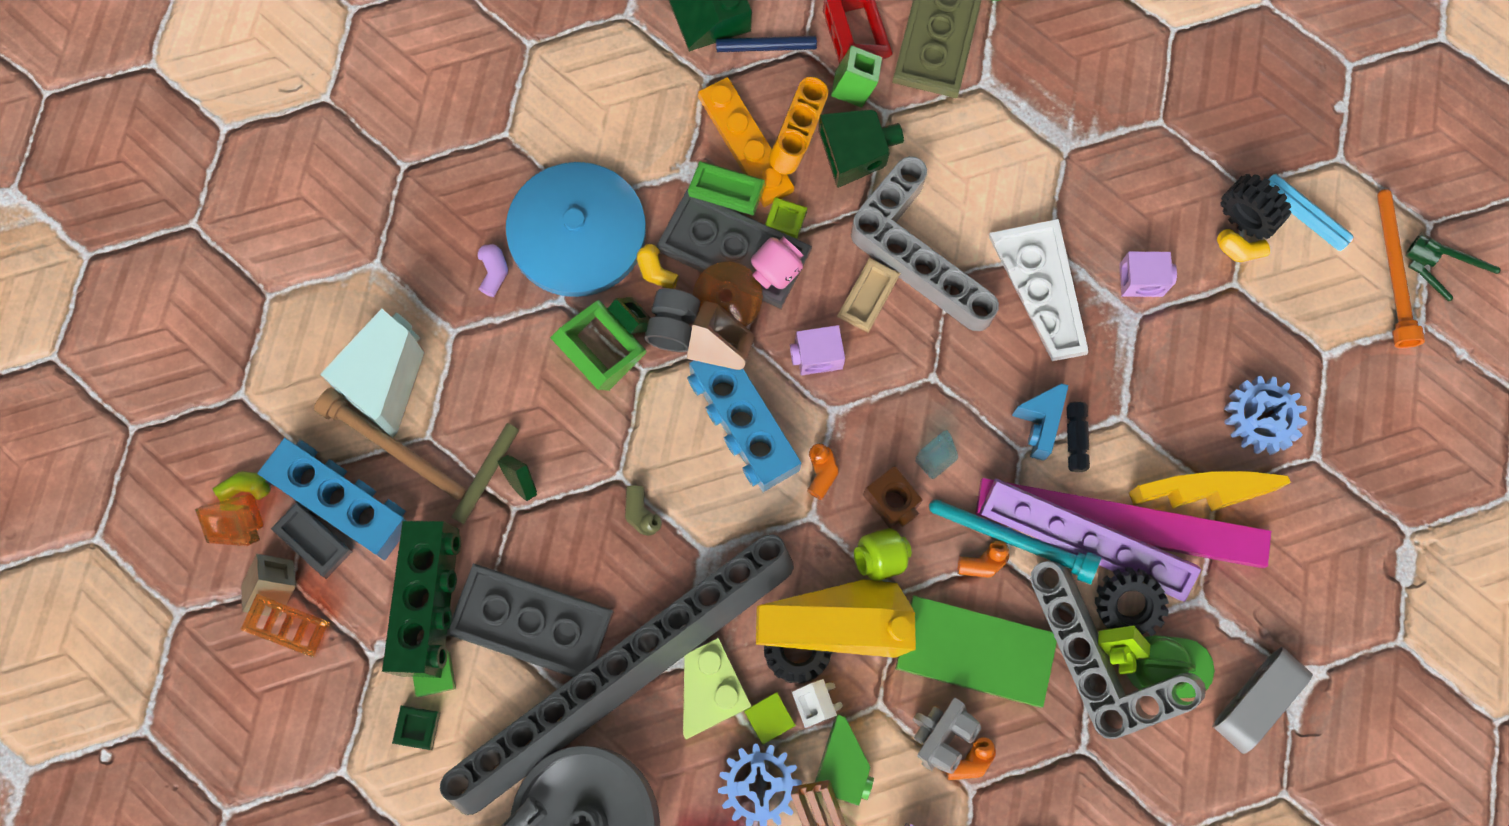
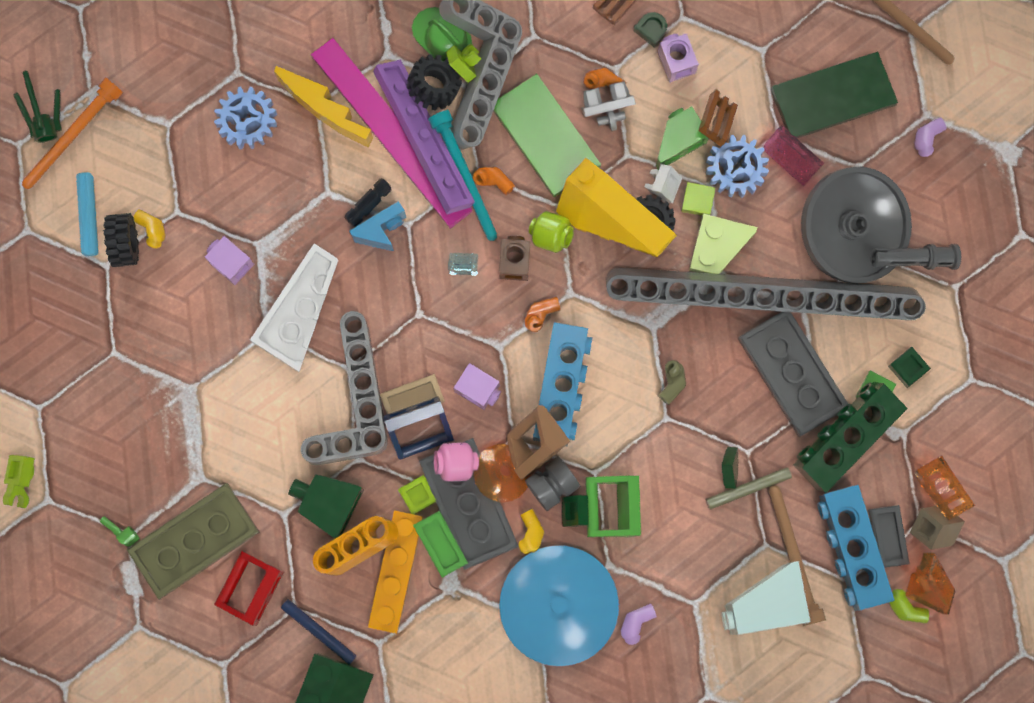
camera: 135 degrees left, 5 degrees up
(850, 276) = (412, 415): none -> dark blue tile
(856, 76) = (286, 547): bright green brick -> none

